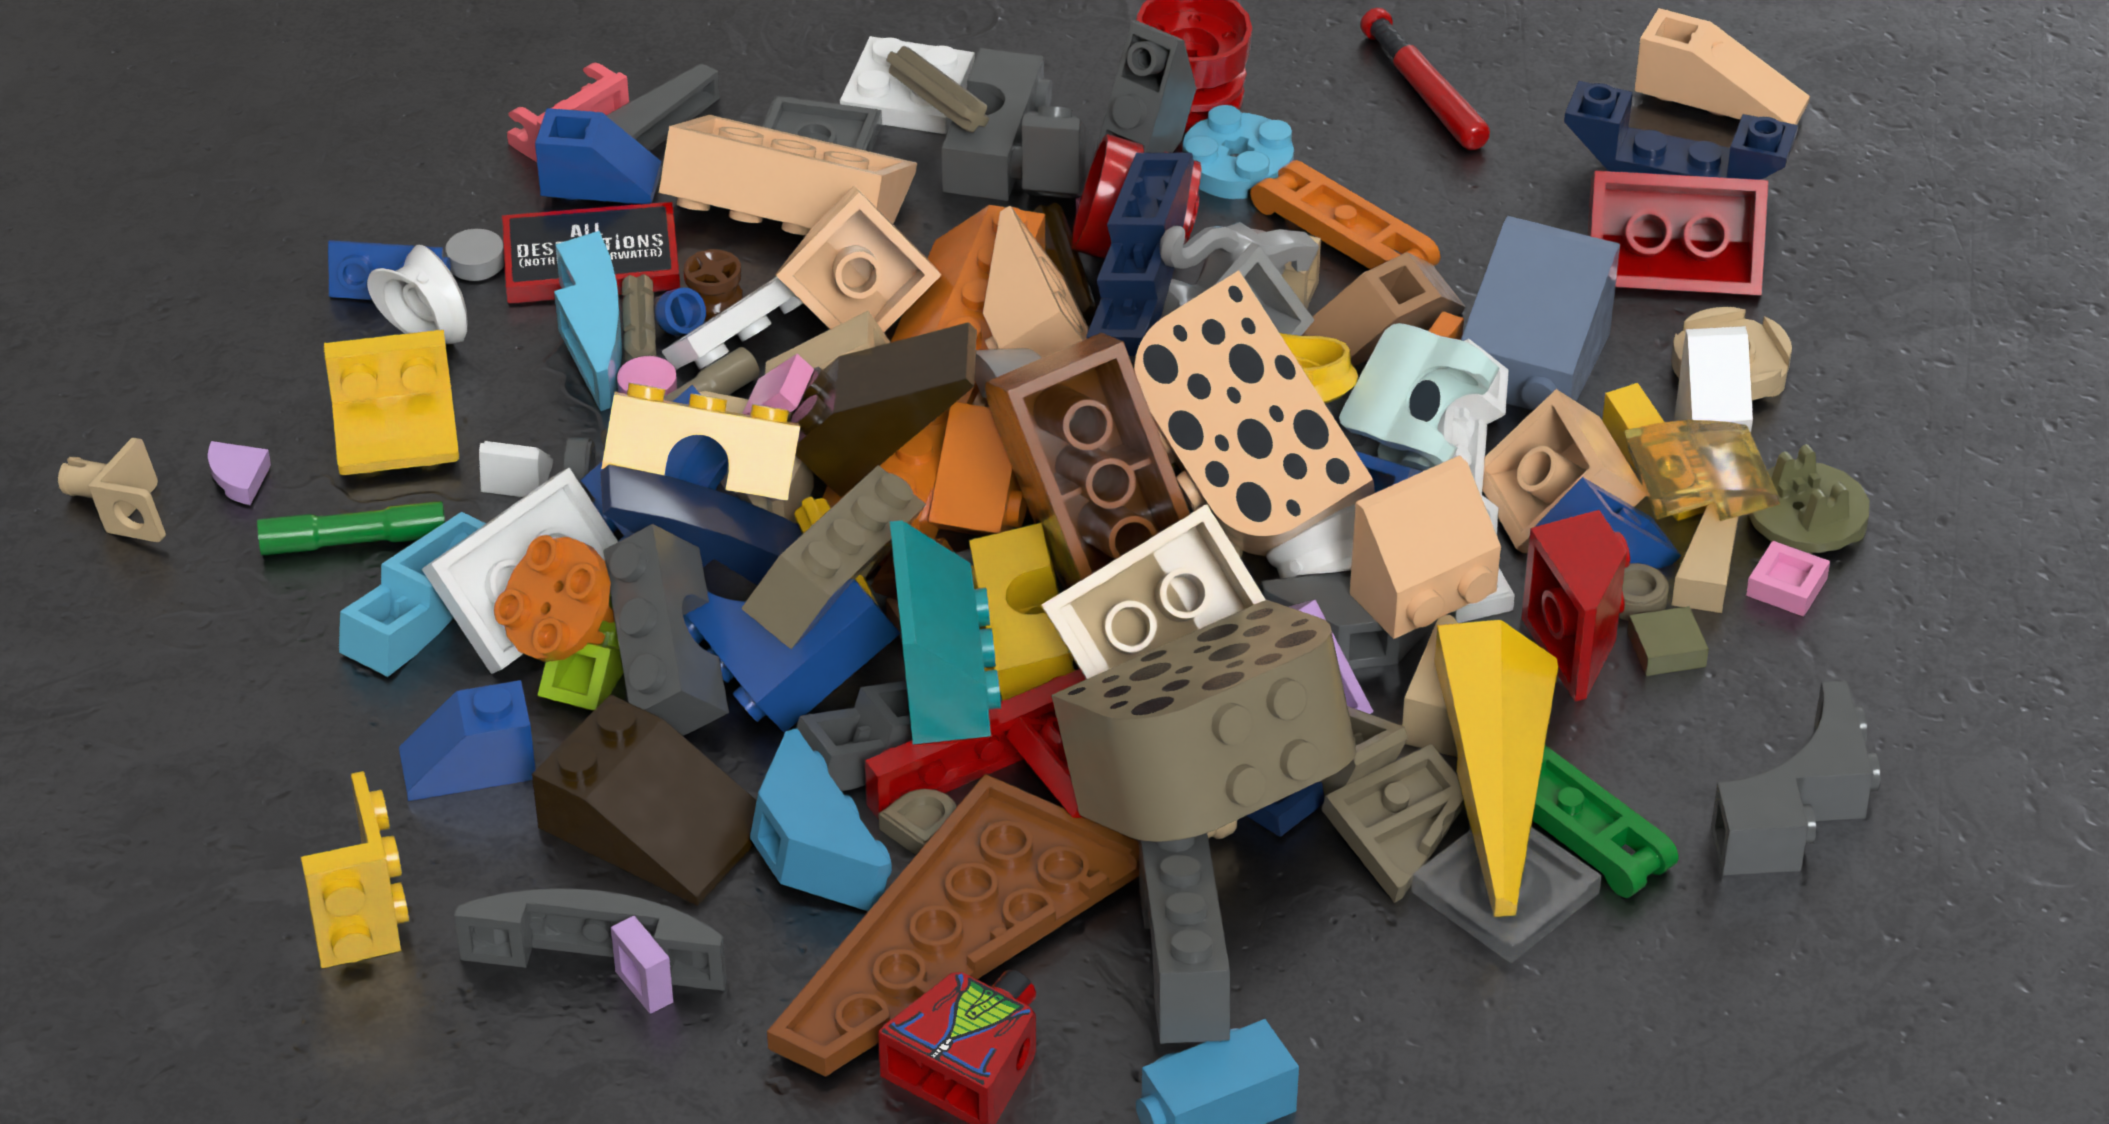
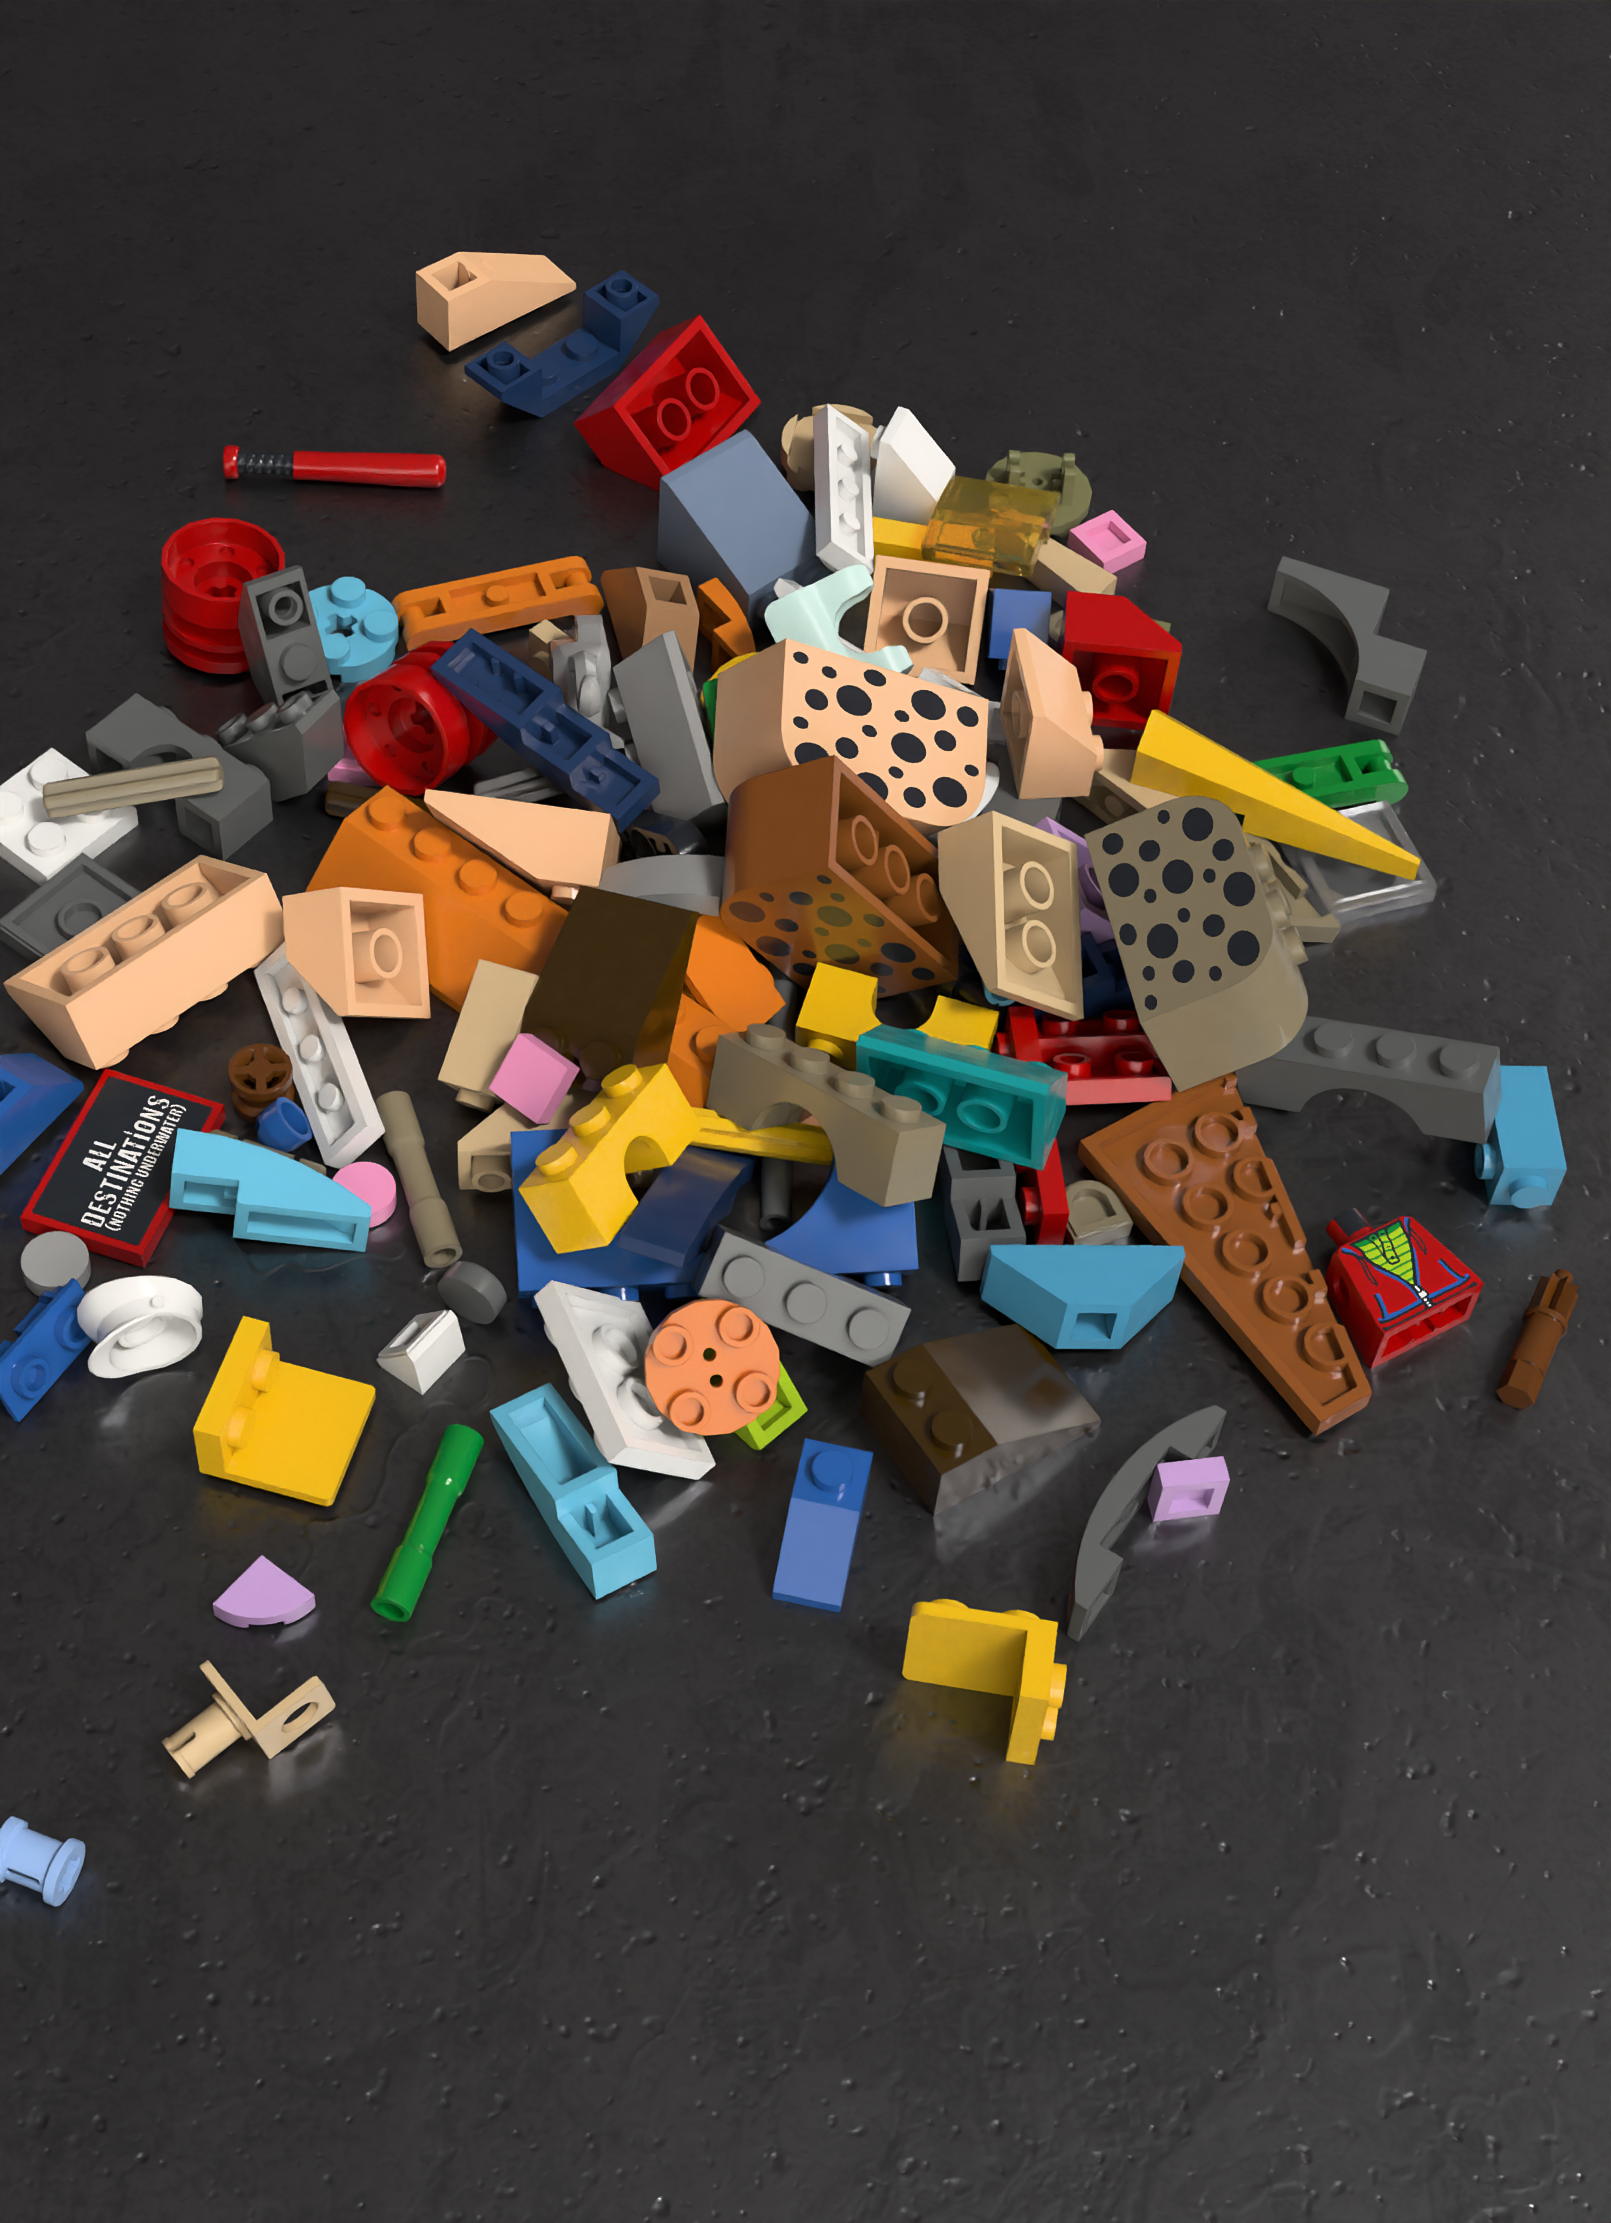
camera: 70 degrees left, 10 degrees up
(1617, 351) = (842, 491): none -> white plate

